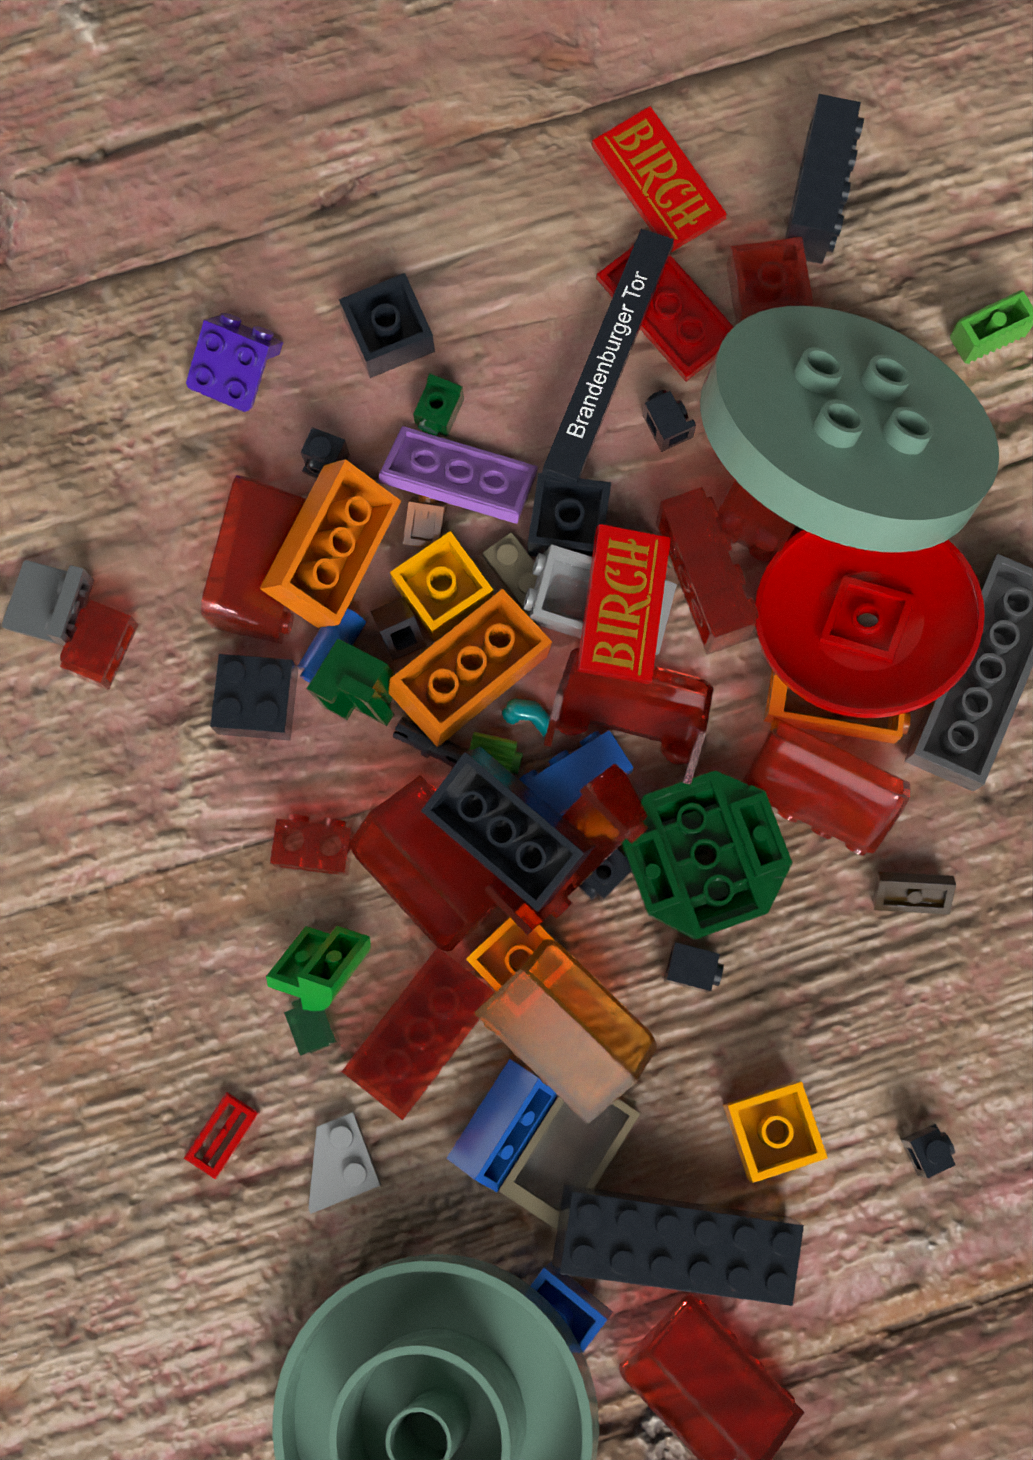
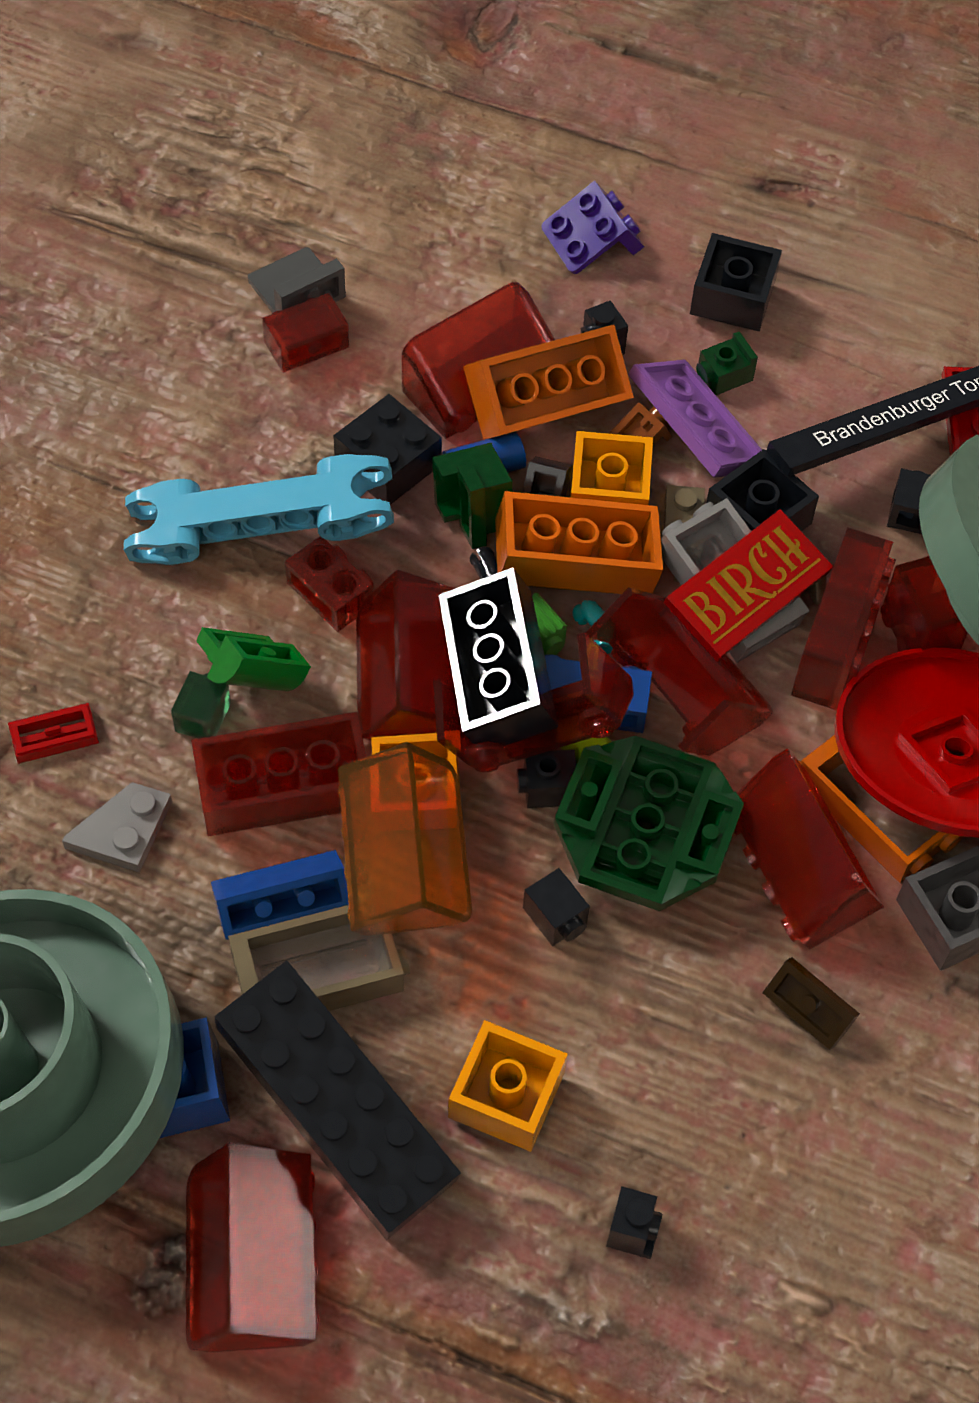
camera: 35 degrees right, 20 degrees down
(162, 883) = (320, 501): none -> medium azure piece

